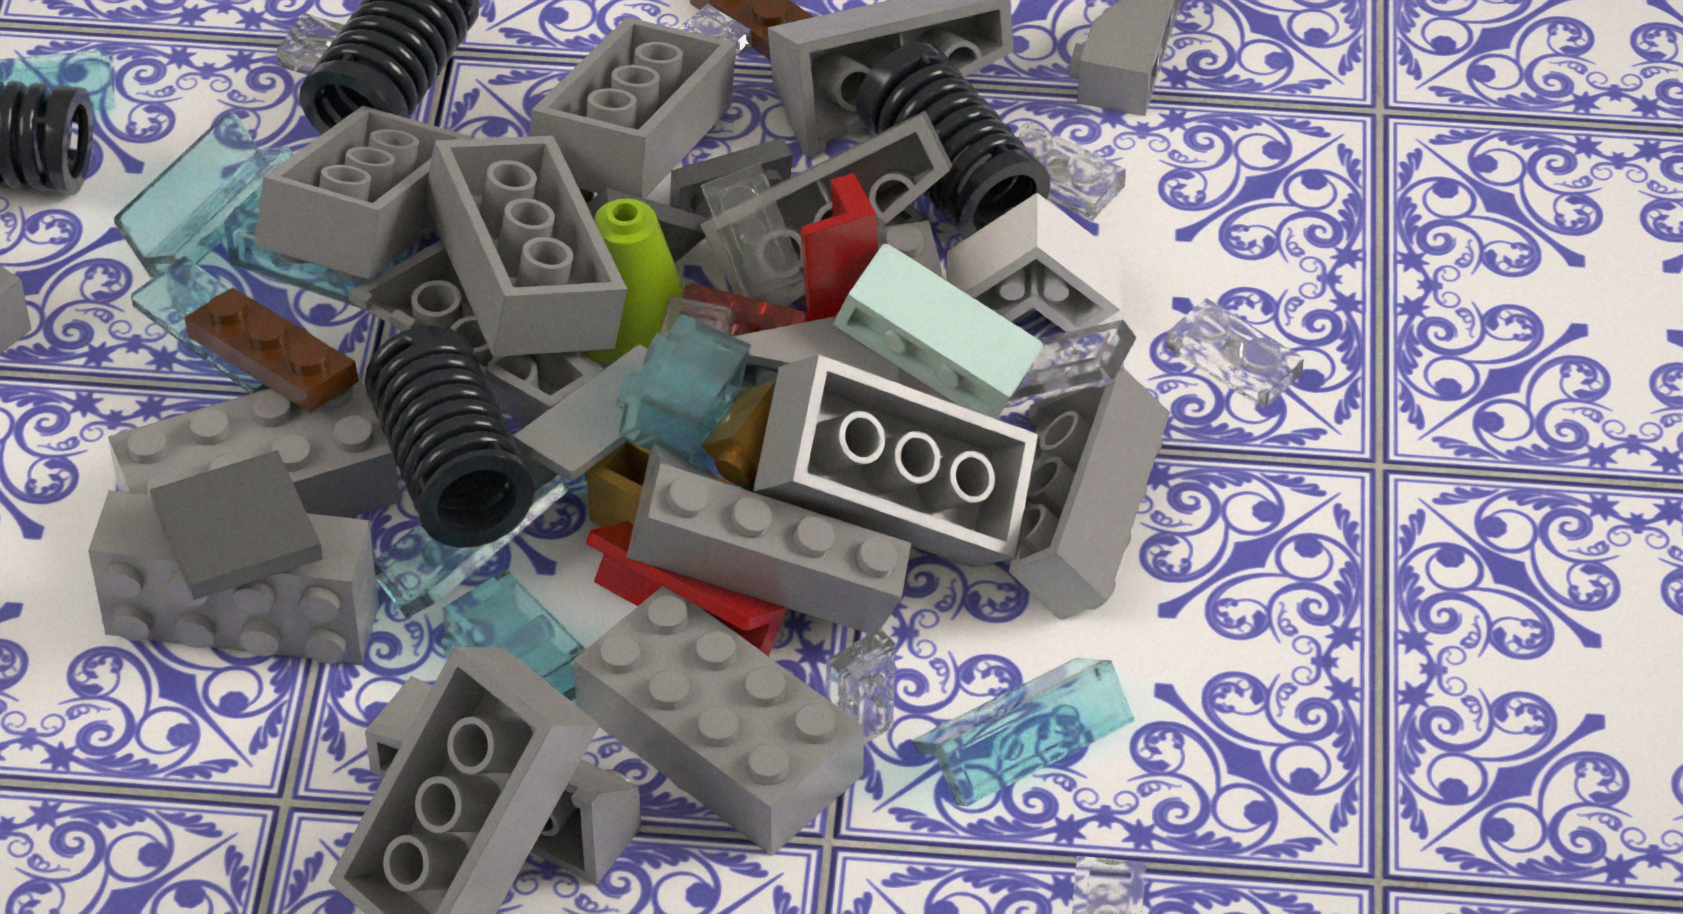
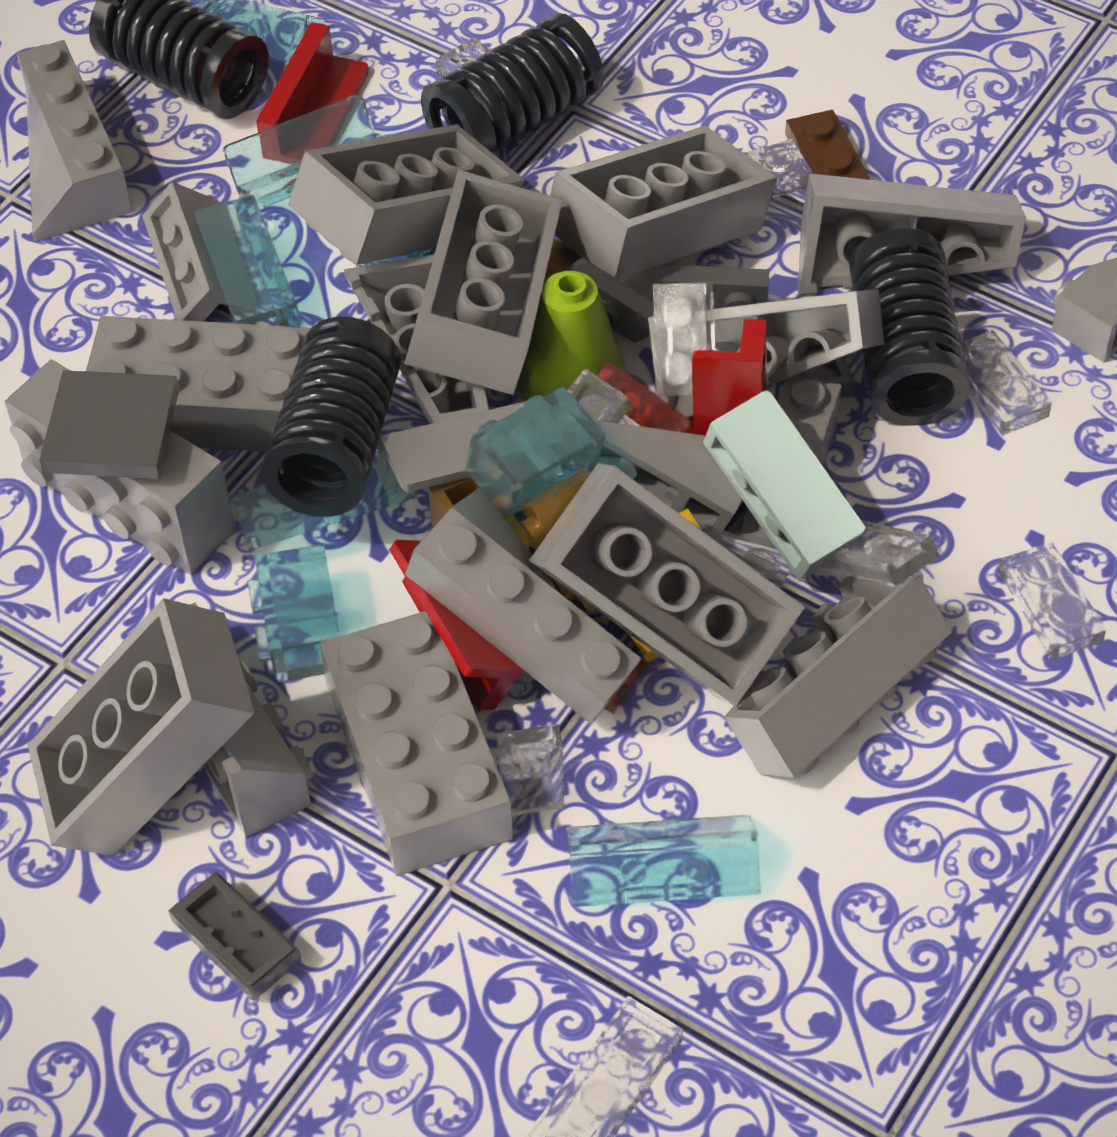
camera: 30 degrees right, 5 degrees up
(135, 348) = (182, 252): none -> light grey panel
(158, 120) = (312, 79): none -> red panel
(271, 349) = (256, 293): reddish brown plate -> none
(1039, 262) = (916, 457): white brick -> none

